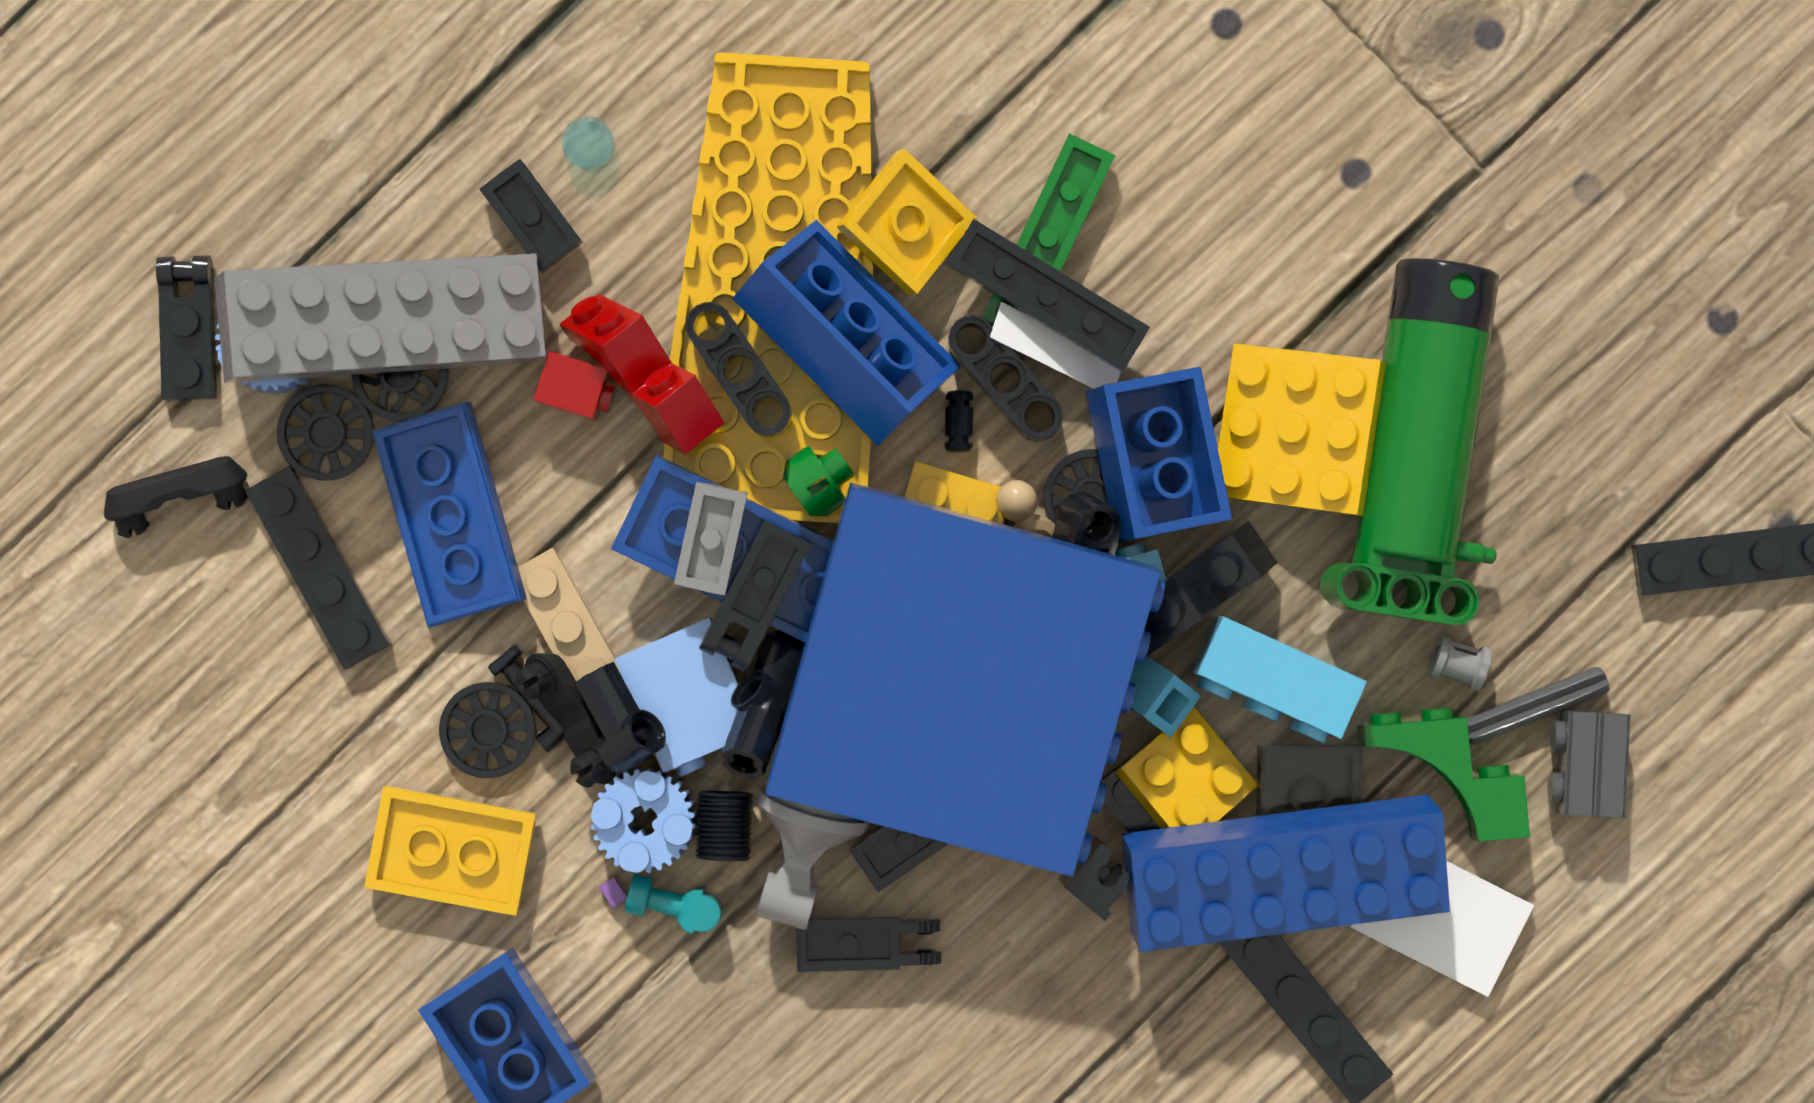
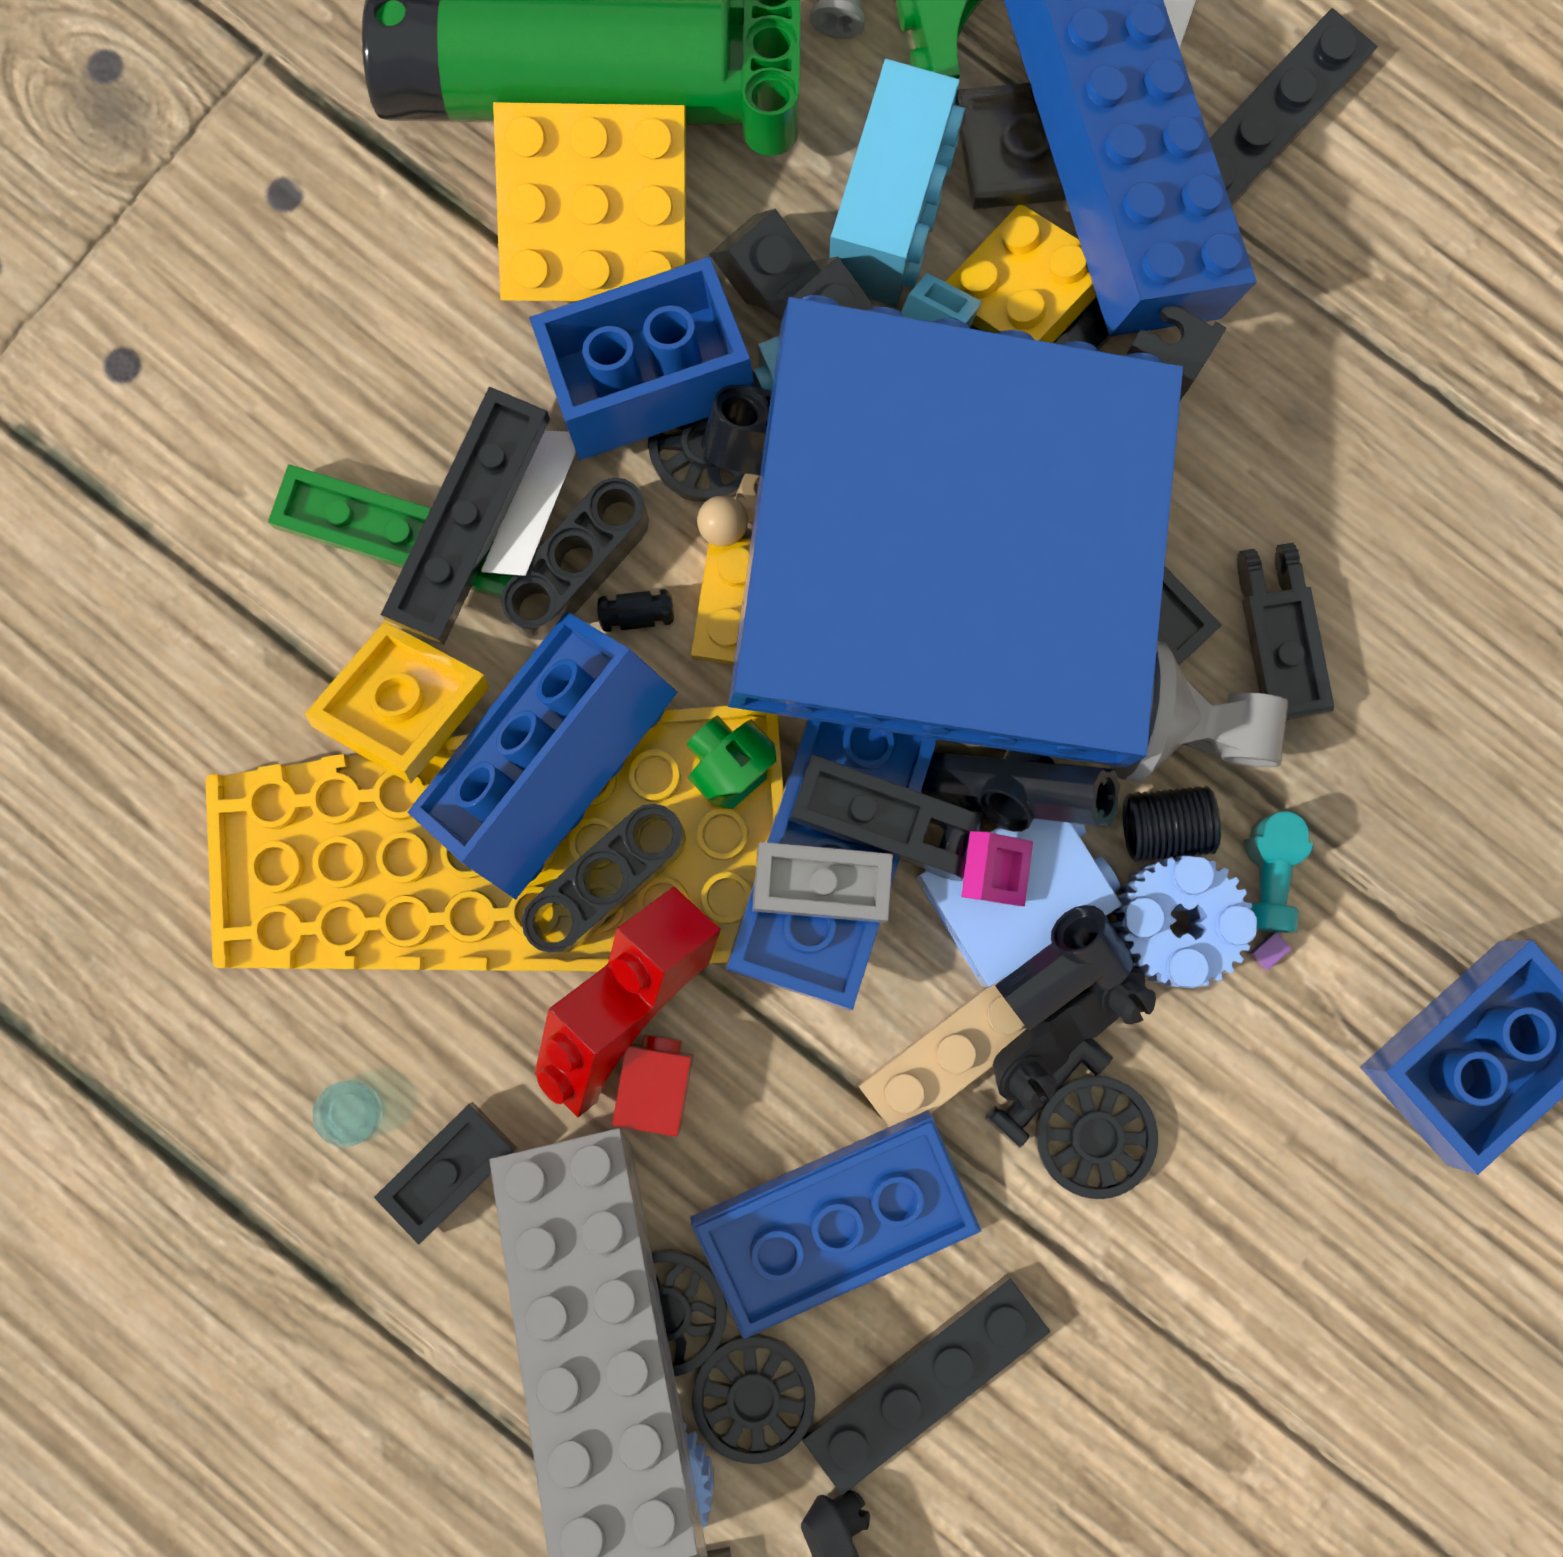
camera: 95 degrees left, 5 degrees down
(450, 850) = (1255, 1163): yellow plate -> none
(702, 676) = (997, 868): none -> dark pink plate

